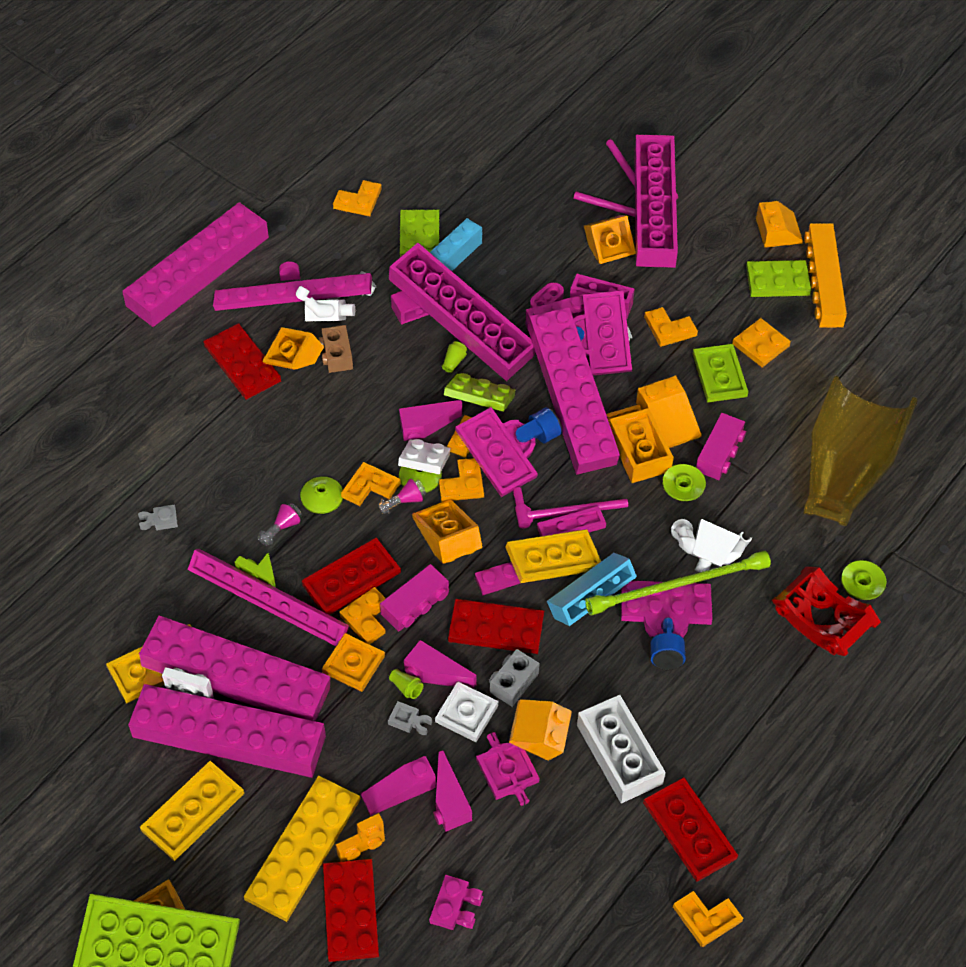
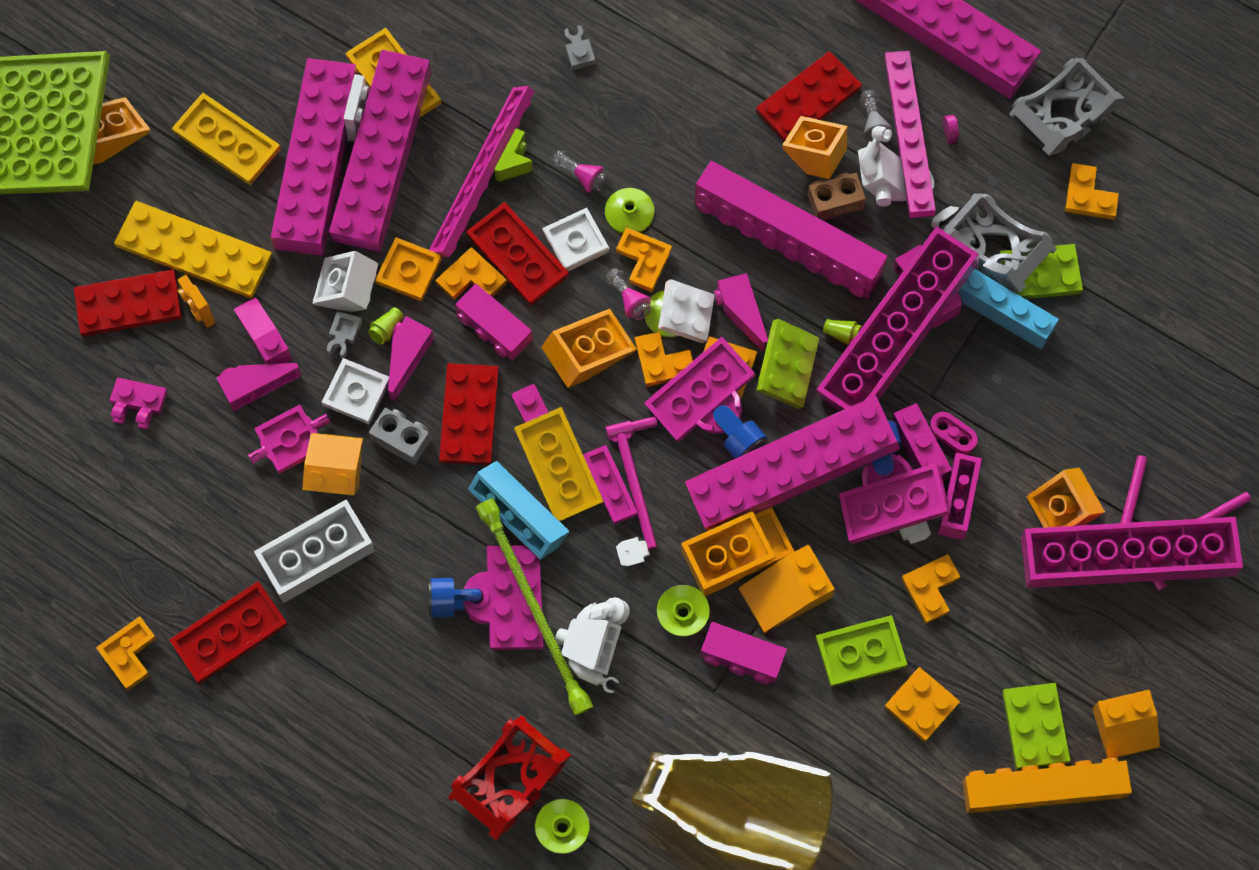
camera: 85 degrees right, 15 degrees up
(280, 316) = (874, 119): none -> piece
(284, 217) = (1052, 136): none -> light grey fence
(342, 534) = (576, 239): none -> white tile
(359, 714) = (346, 282): none -> white slope
(363, 378) = (789, 230): none -> dark pink brick
(372, 255) = (1020, 237): none -> light grey fence
(631, 514) = (632, 551): none -> white piece

